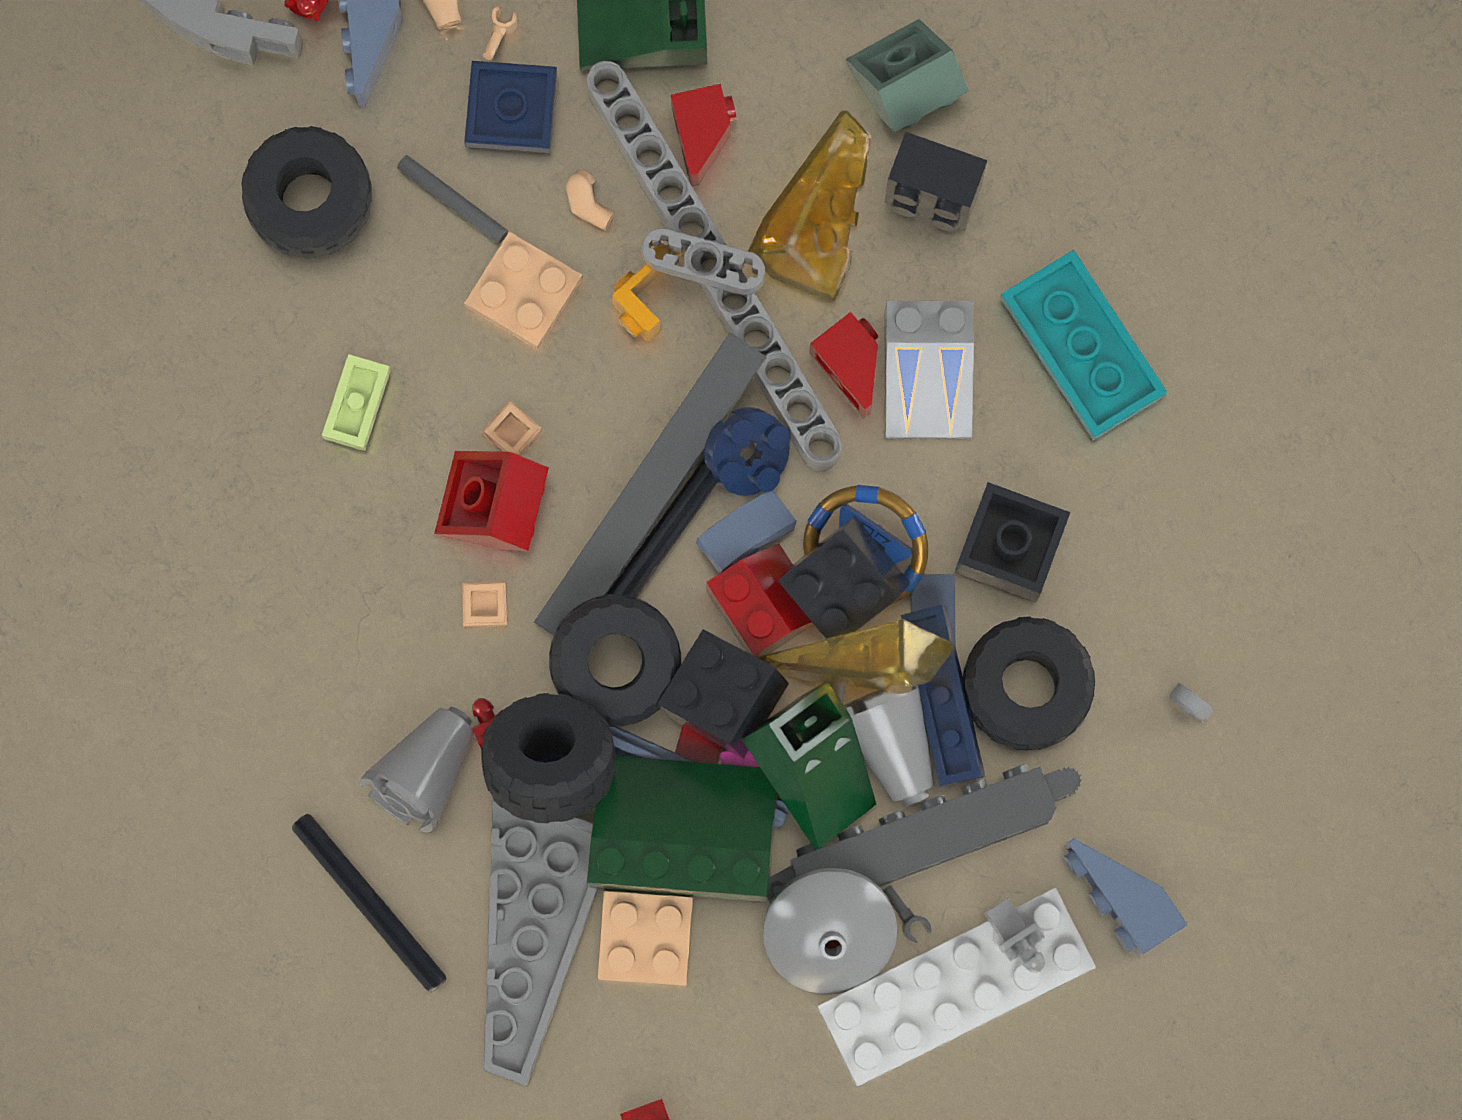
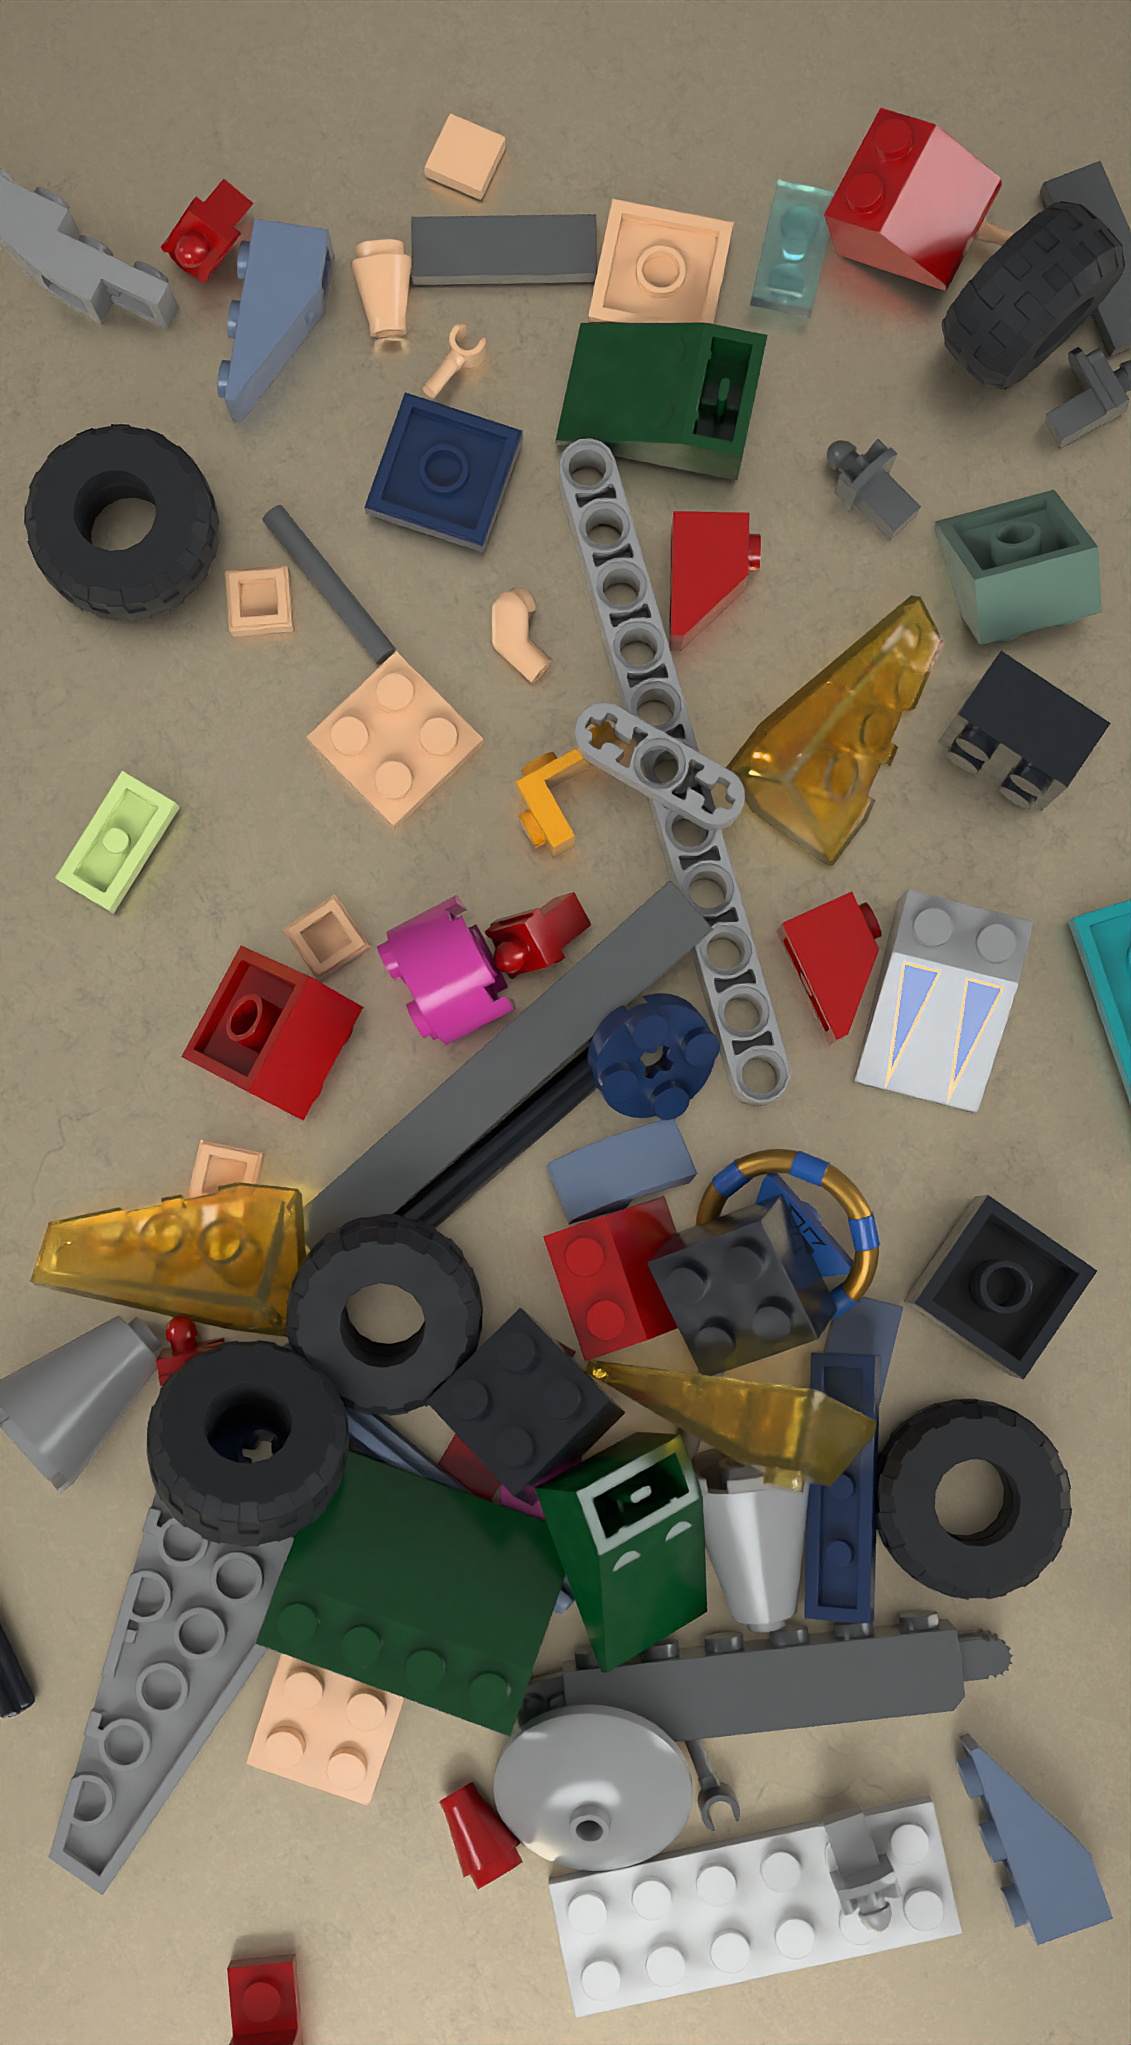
camera: 15 degrees right, 5 degrees up
(408, 221) = (259, 601): none -> light nougat tile
(488, 657) = (203, 1257): none -> clear yellow wedge
(600, 428) = (446, 972): none -> dark pink brick
(651, 393) = (536, 936): none -> red piece
(765, 987) = (479, 1836): none -> red cone
(796, 47) = (870, 488): none -> dark grey piece

